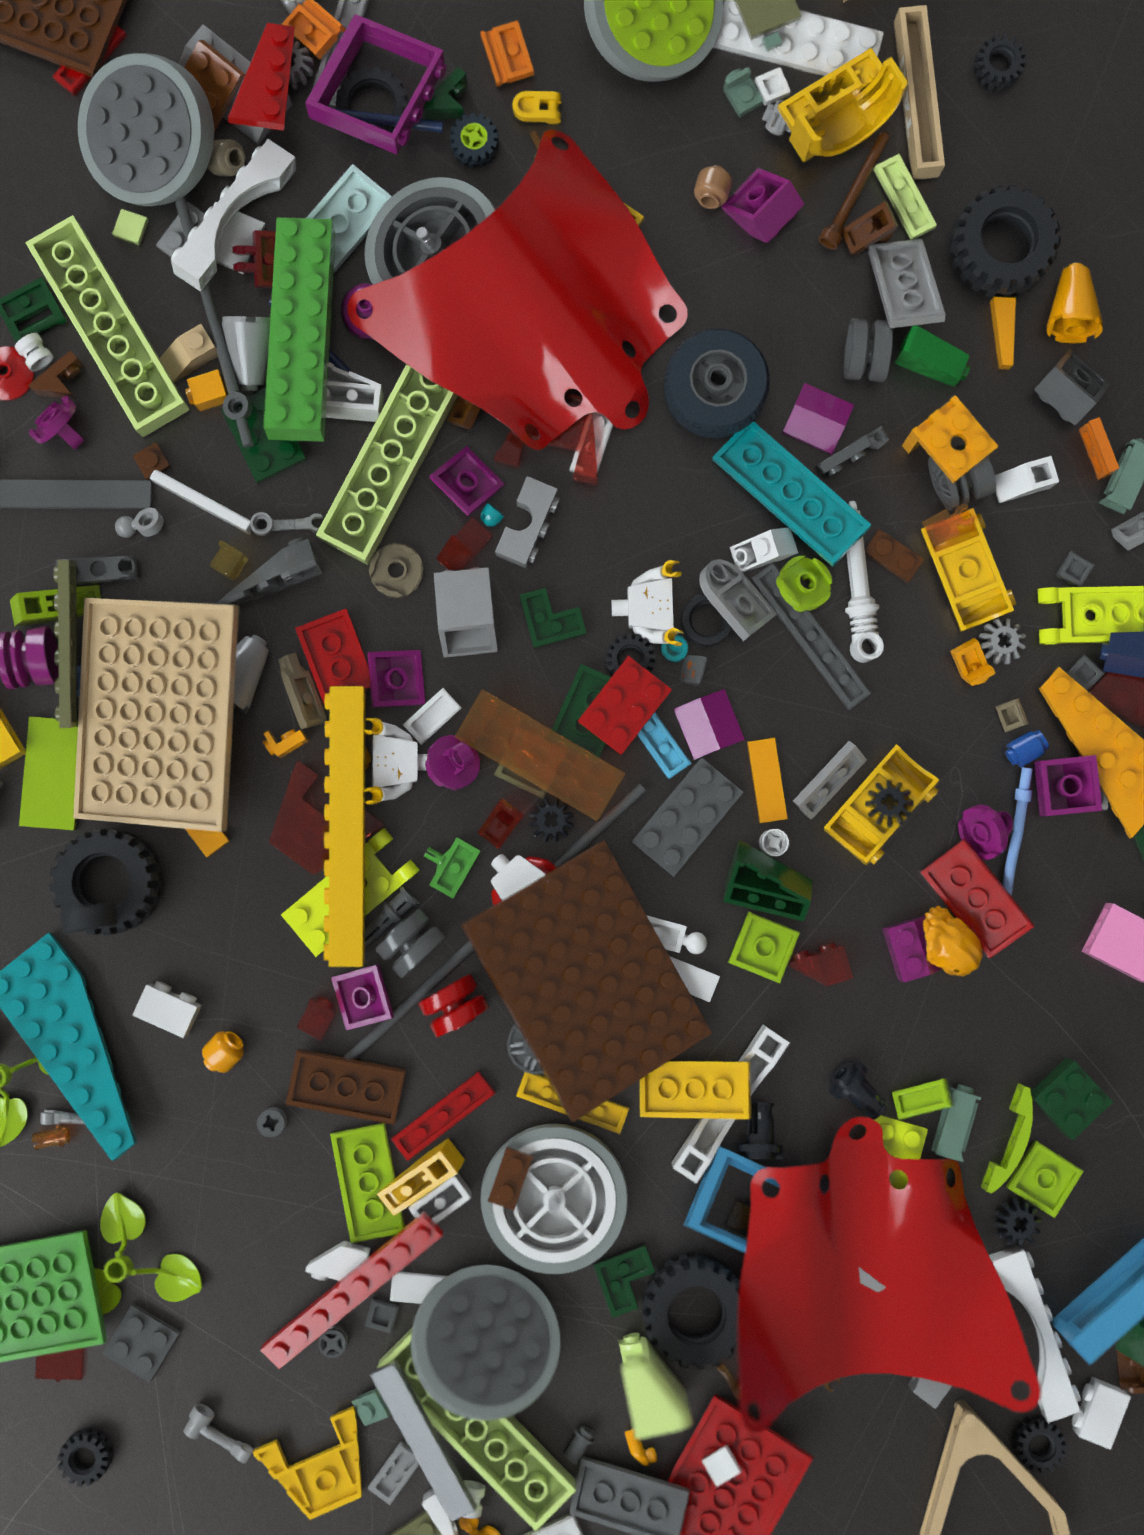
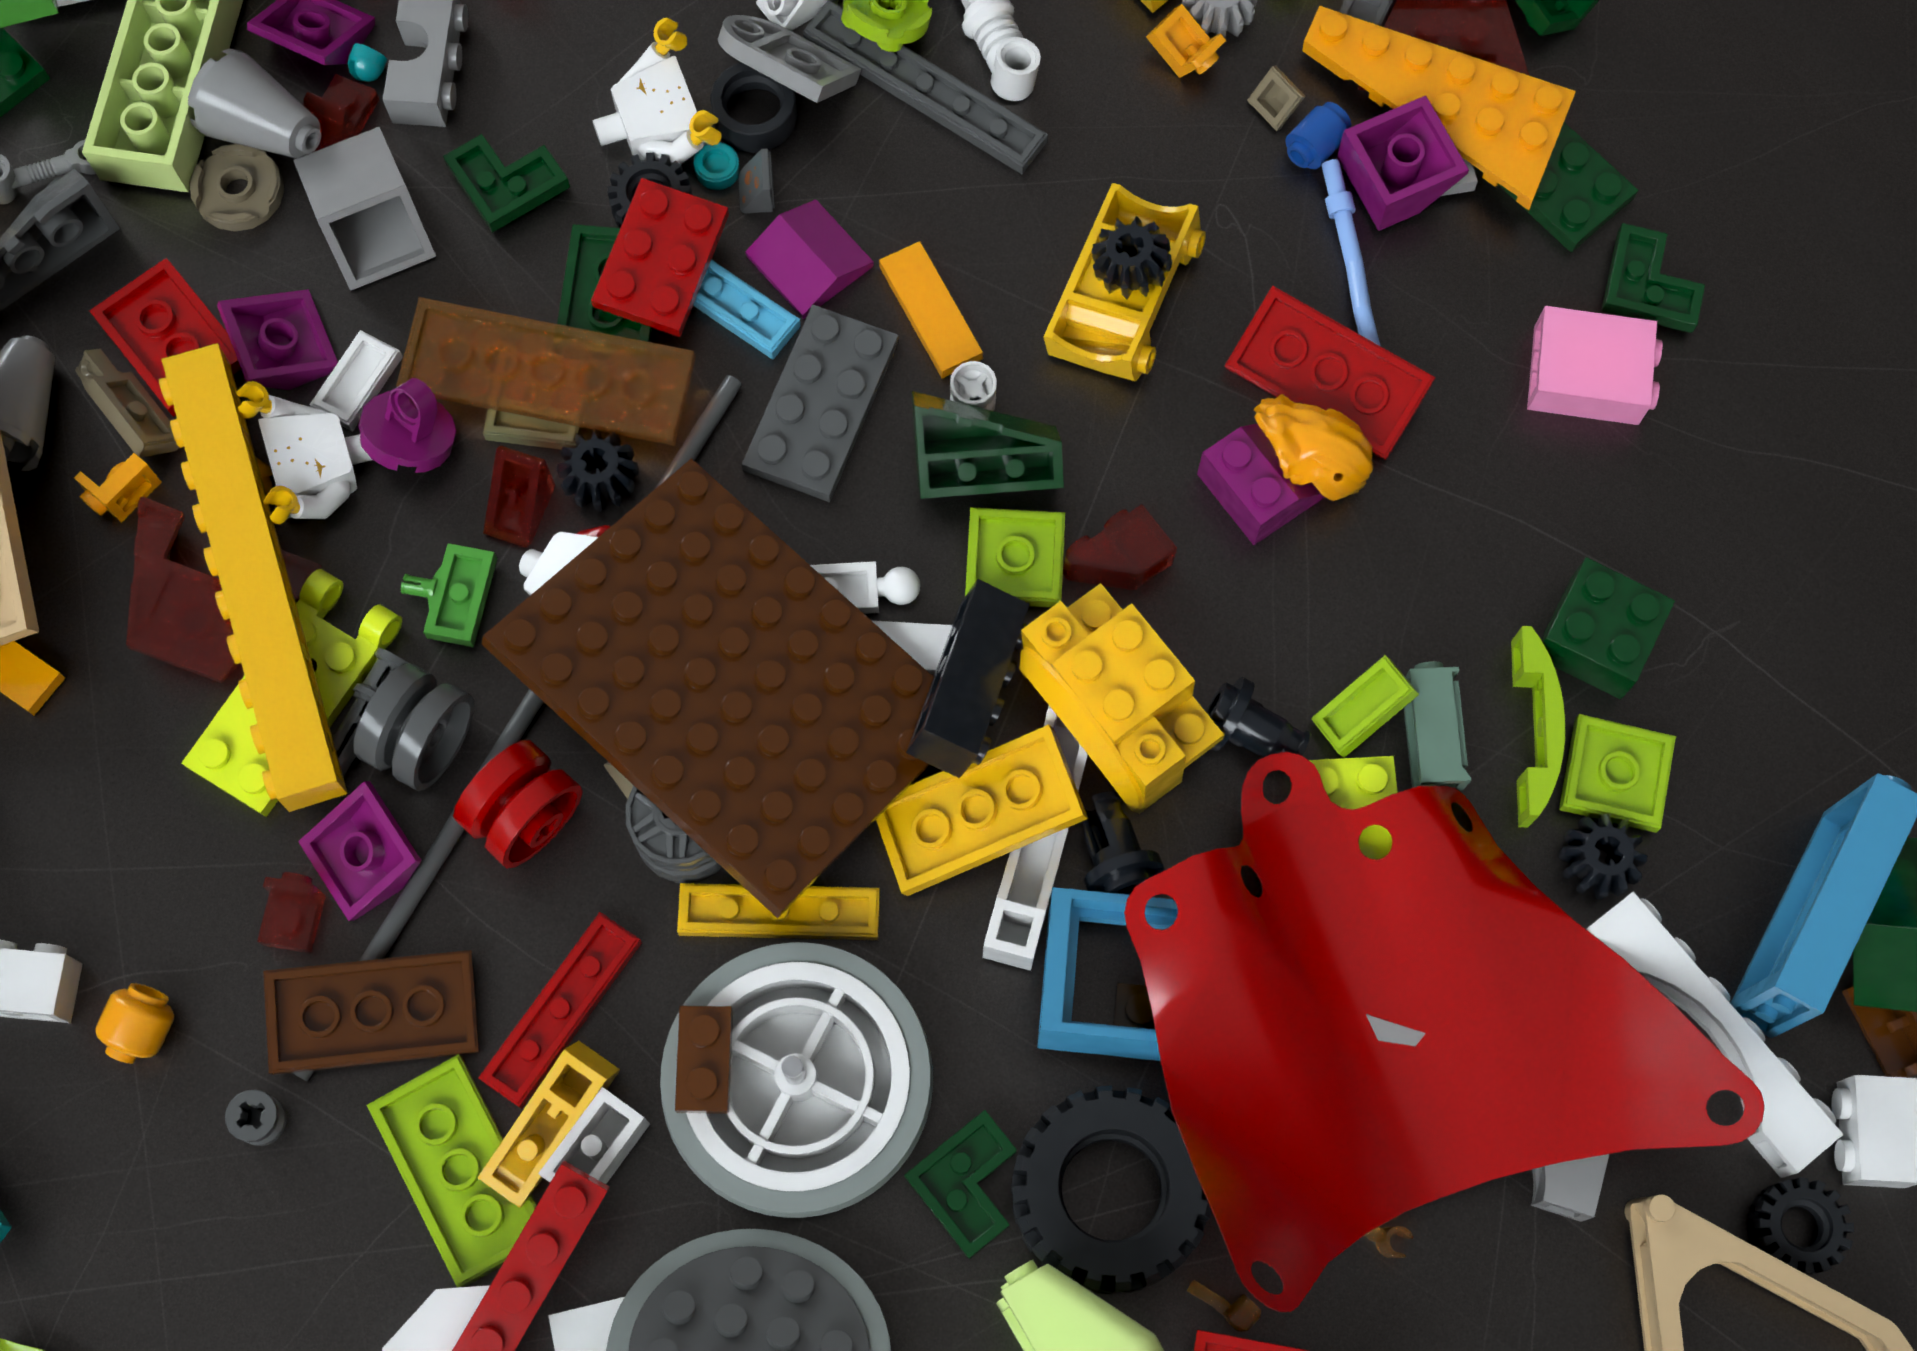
camera: 15 degrees left, 15 degrees down
(420, 536) = (248, 107): none -> light grey cone
(714, 1018) = (969, 680): none -> black brick
(788, 1056) = (1118, 694): none -> yellow piece
(830, 780) = (1029, 274): light grey plate -> none
(985, 830) = (1300, 262): magenta tile -> none

